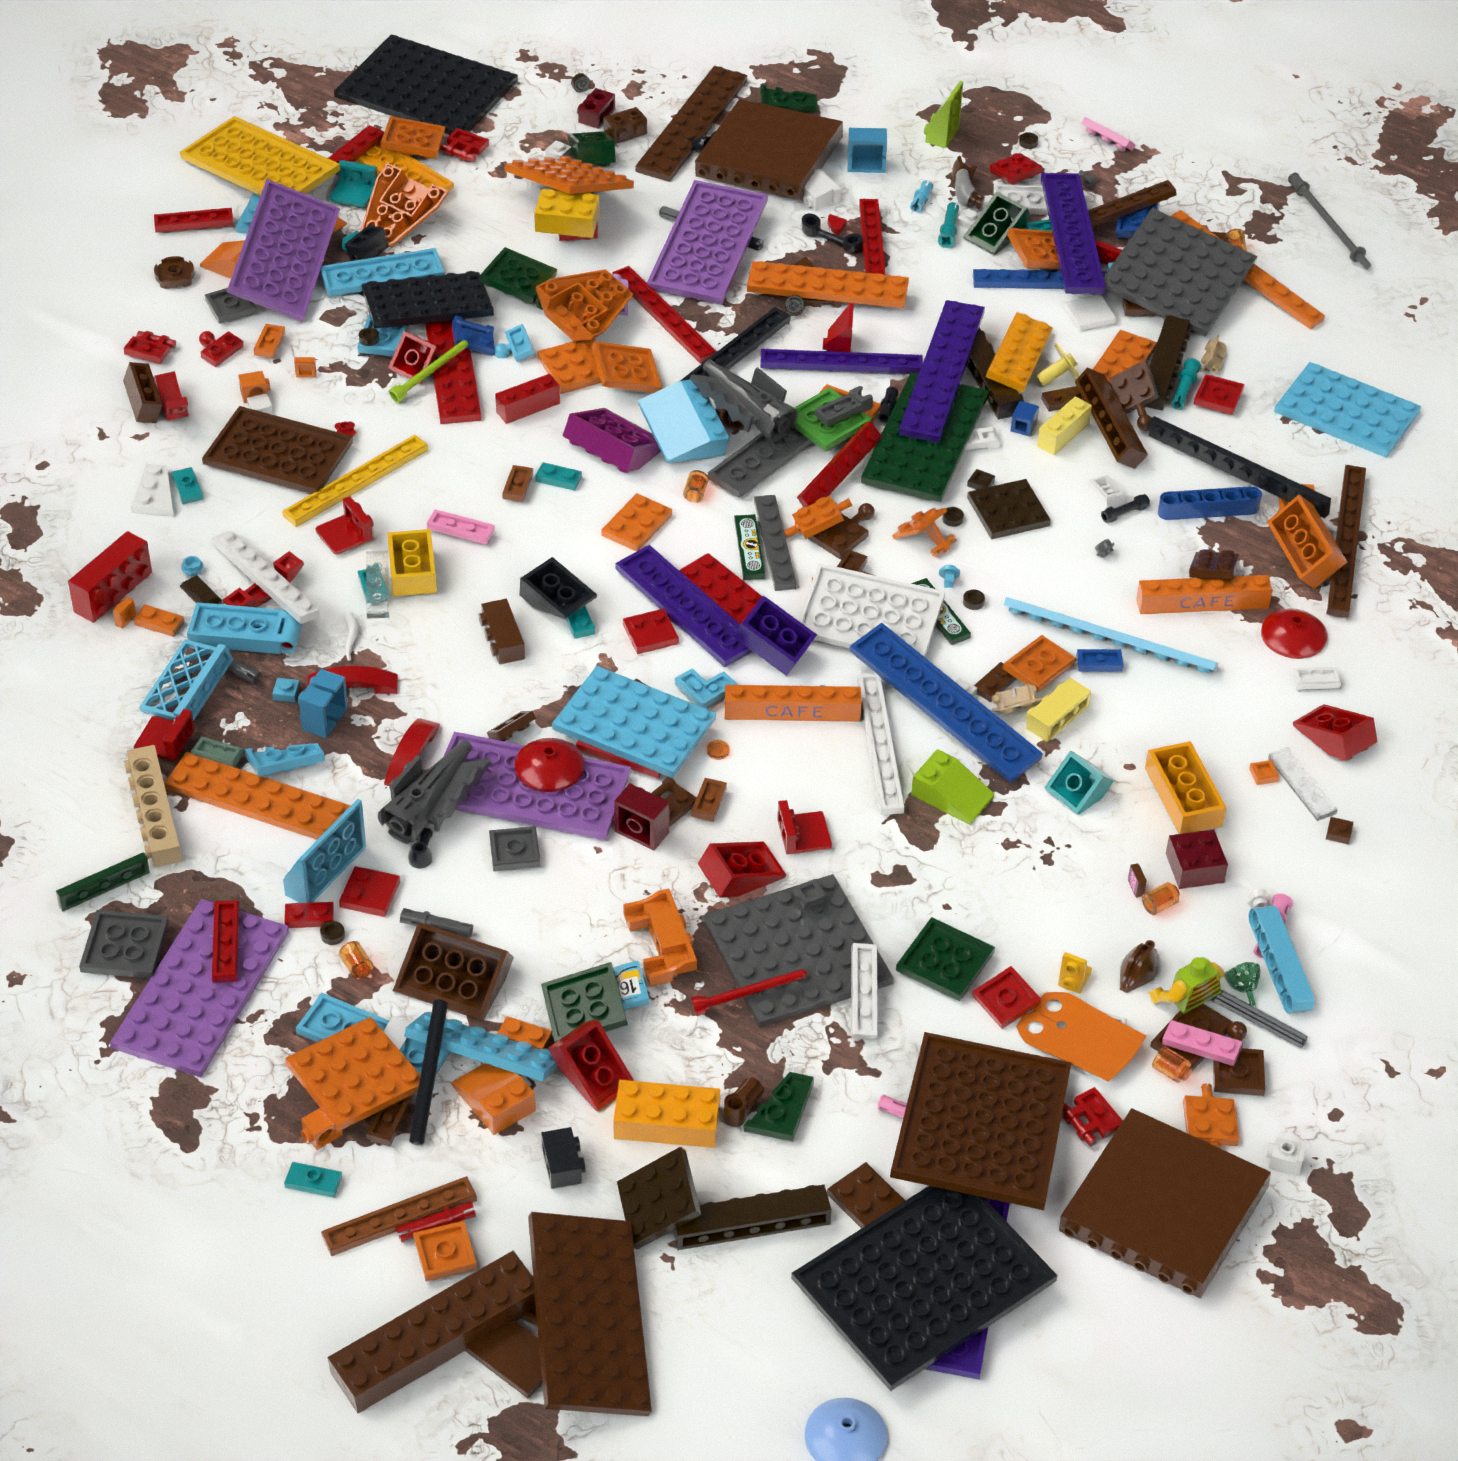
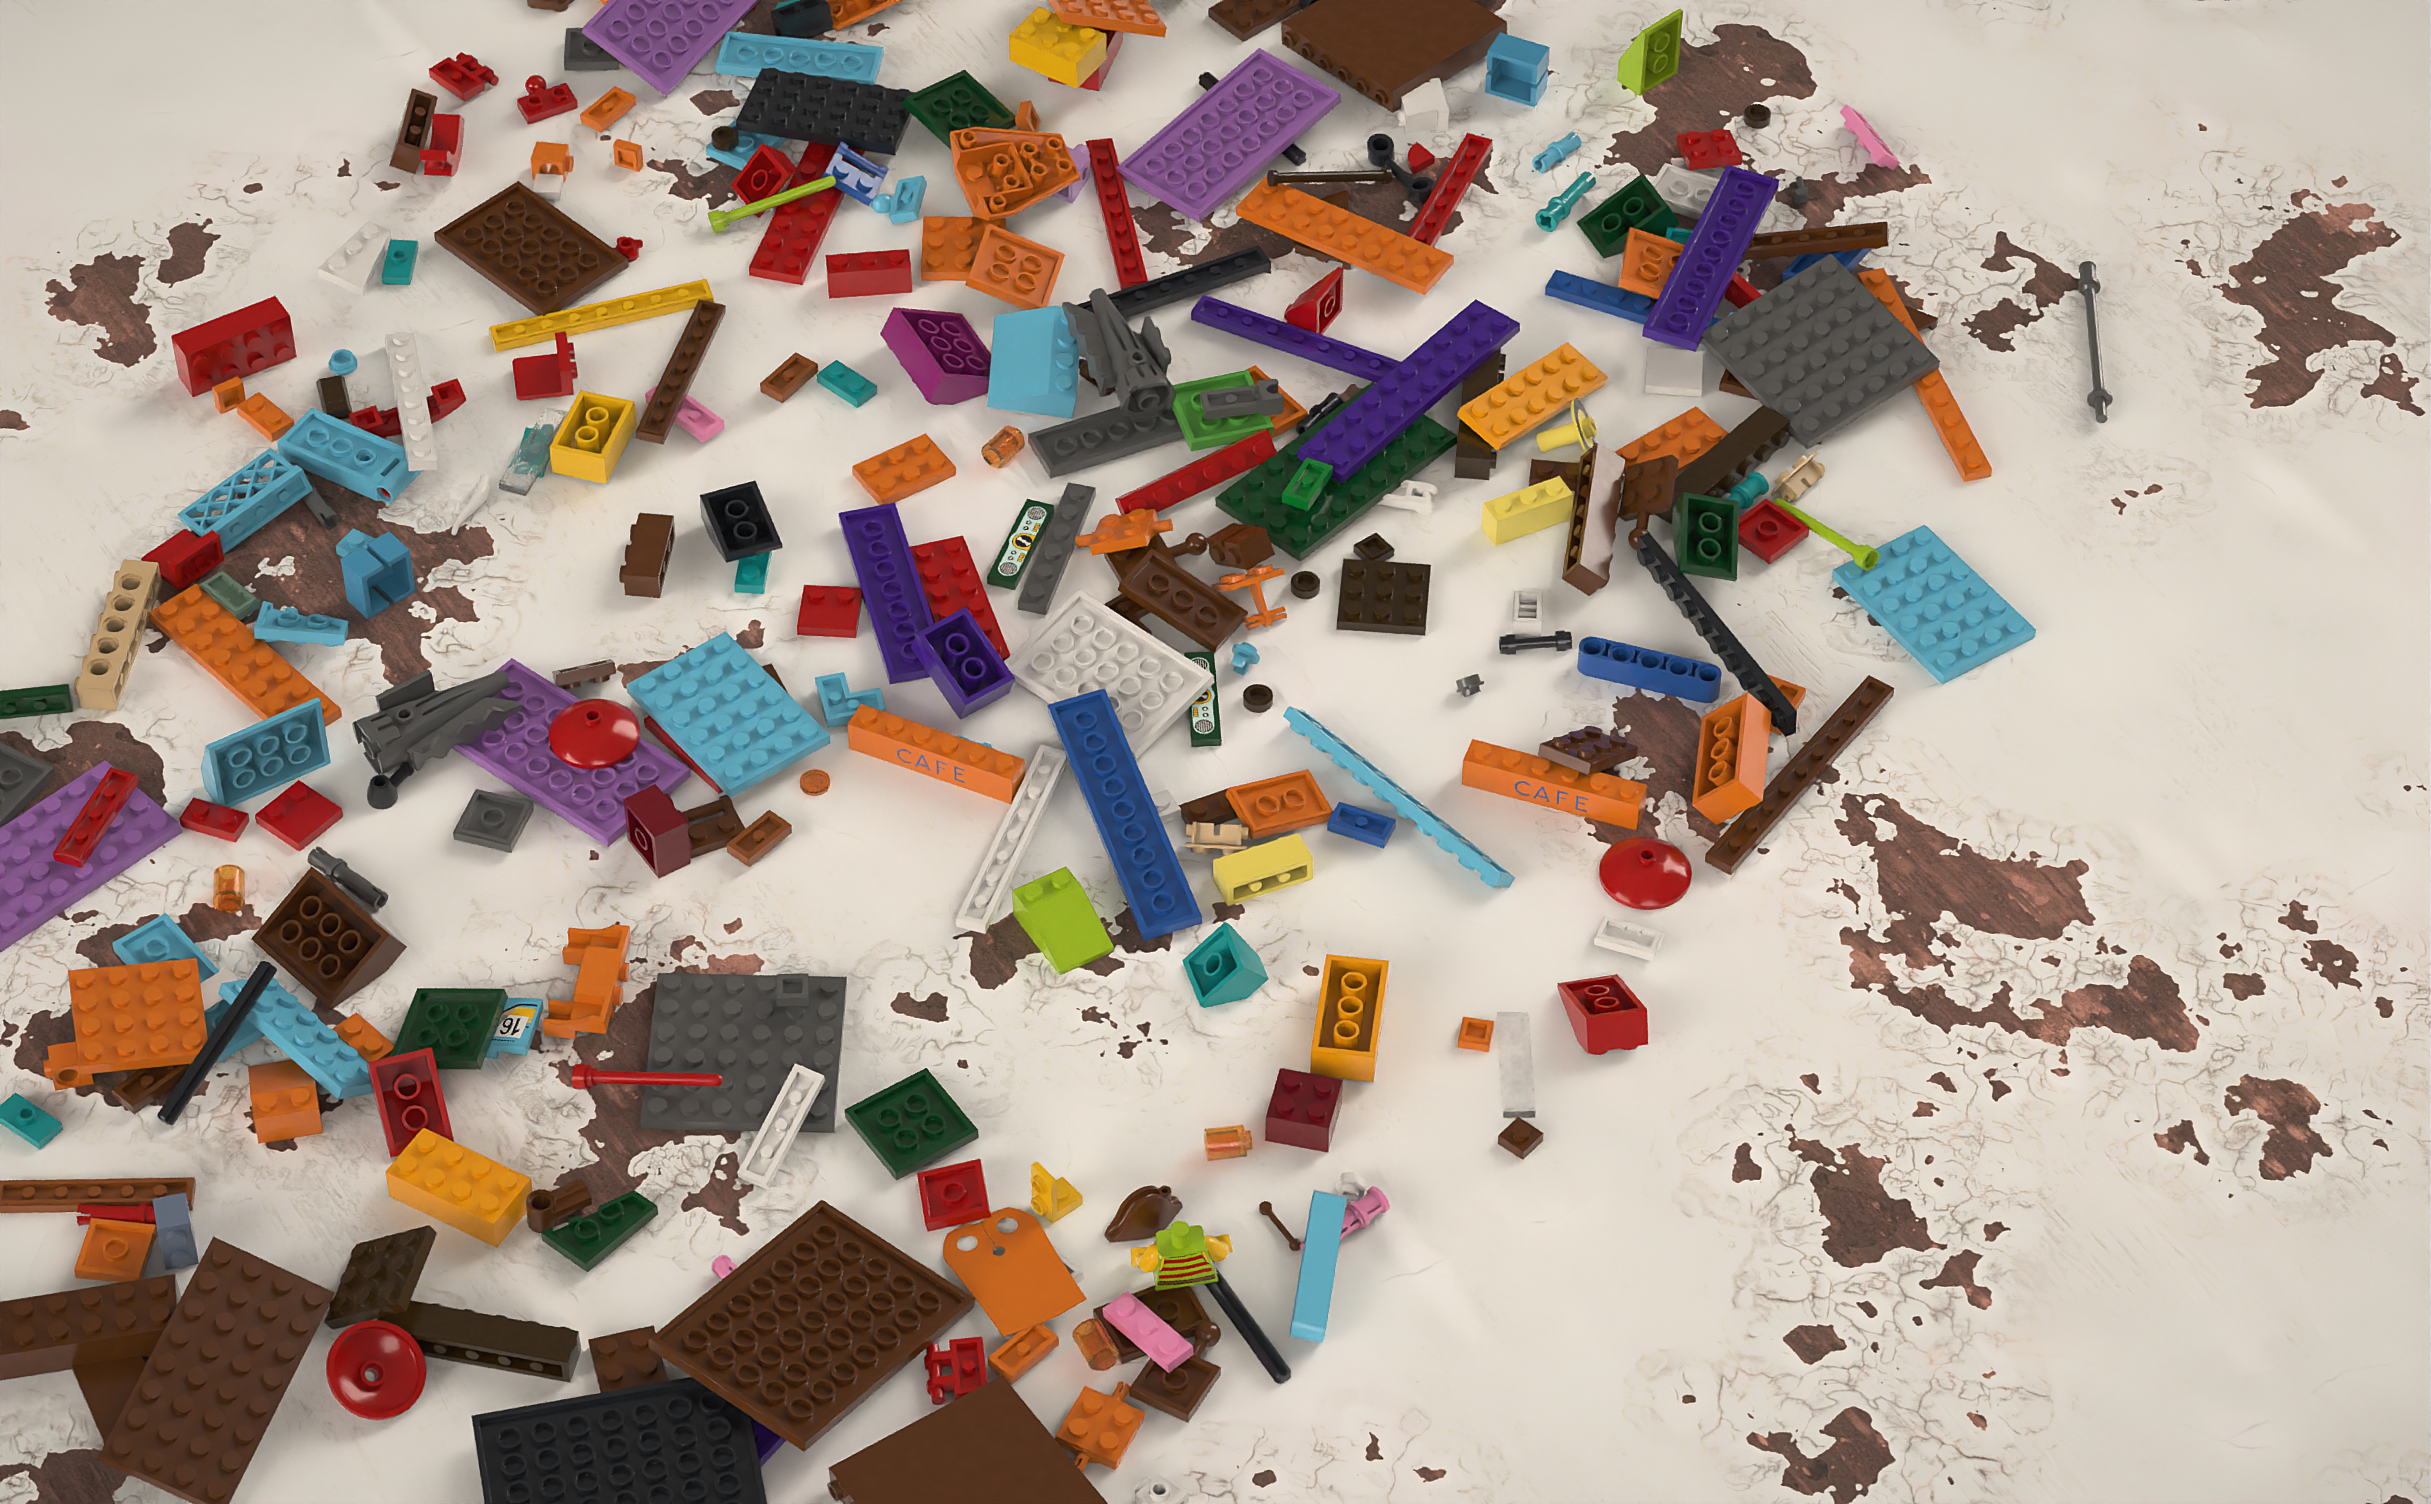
camera: 25 degrees right, 0 degrees up
(332, 932) = (227, 849): dark brown tile -> none
(365, 677) = (449, 558): red slope -> none
(410, 746) = (460, 654): red slope -> none
(443, 501) = (680, 372): none -> reddish brown tile
(486, 1219) = (175, 1231): none -> sand blue brick
(562, 1158) = (307, 1194): black brick -> none
(564, 268) = (1027, 117): none -> orange plate
(707, 1260) = (392, 1359): none -> red dish
(739, 867) = (740, 931): red slope -> none
(763, 259) = (1275, 178): none -> dark brown bar
(794, 305) = (1287, 250): tile -> none
(802, 831) = (842, 912): red bracket -> none
(887, 550) = (1182, 601): none -> reddish brown plate
(902, 502) = (1240, 546): none -> reddish brown piece
(921, 448) = (1307, 484): none -> green plate
(963, 187) = (1615, 161): piece -> none
(1024, 418) = (1482, 485): blue brick -> none
(1126, 1087) = (1023, 1352): none -> orange plate
(1137, 880) = (1212, 1108): reddish brown tile -> none
(1192, 406) = (1706, 536): none -> dark green slope
(1212, 933) = (1265, 1208): none -> reddish brown hinge
(1237, 238) = (1939, 334): clear orange brick -> none
(1244, 979) = (1261, 1276): clear green piece -> none
(1292, 390) = (1863, 555): none -> lime piece

